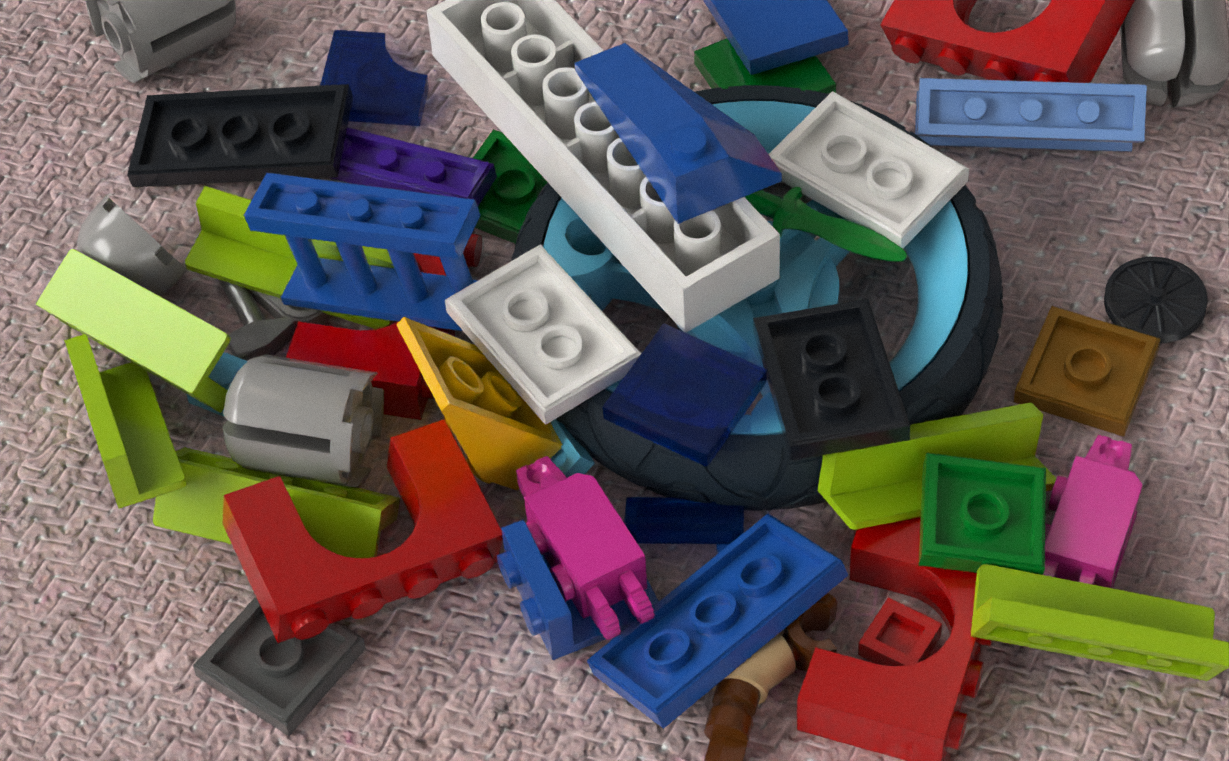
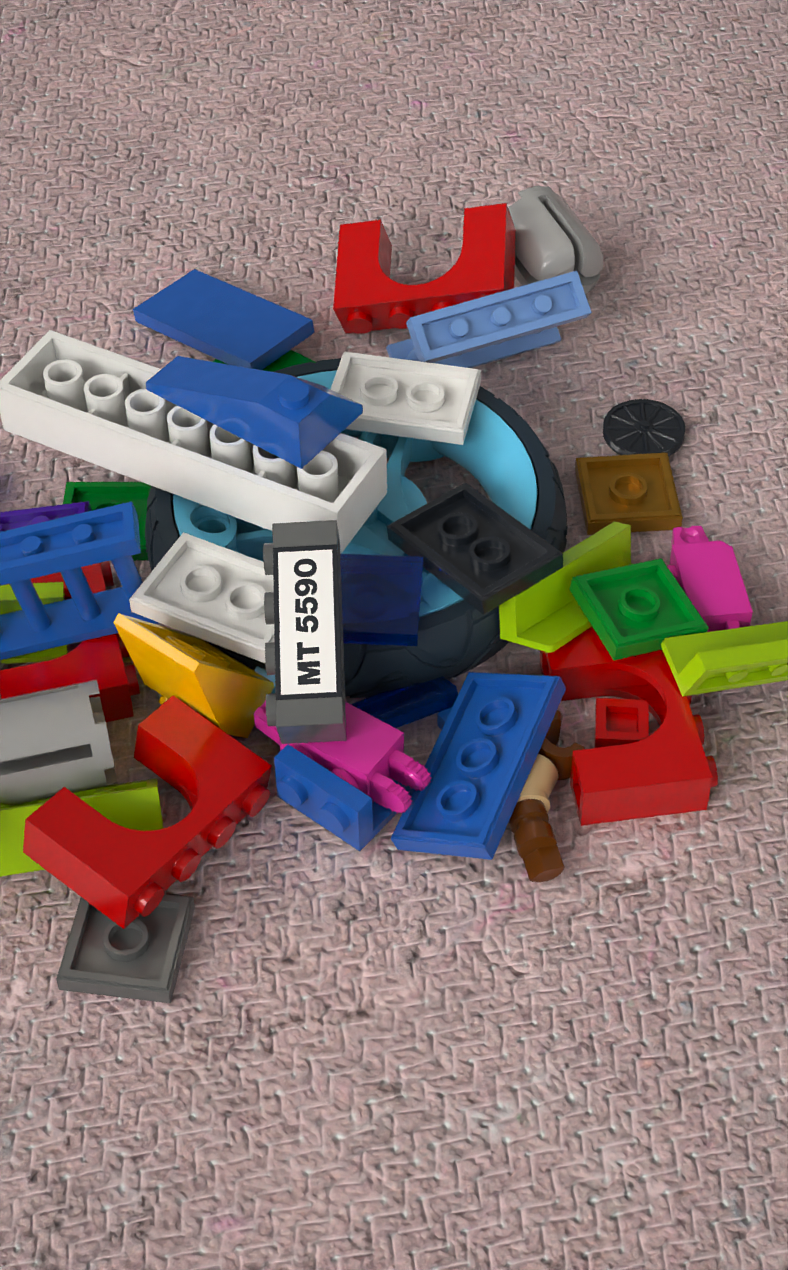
camera: 30 degrees left, 5 degrees down
(587, 409) = (307, 632): none -> brick
(796, 215) = (415, 445): green sword -> none

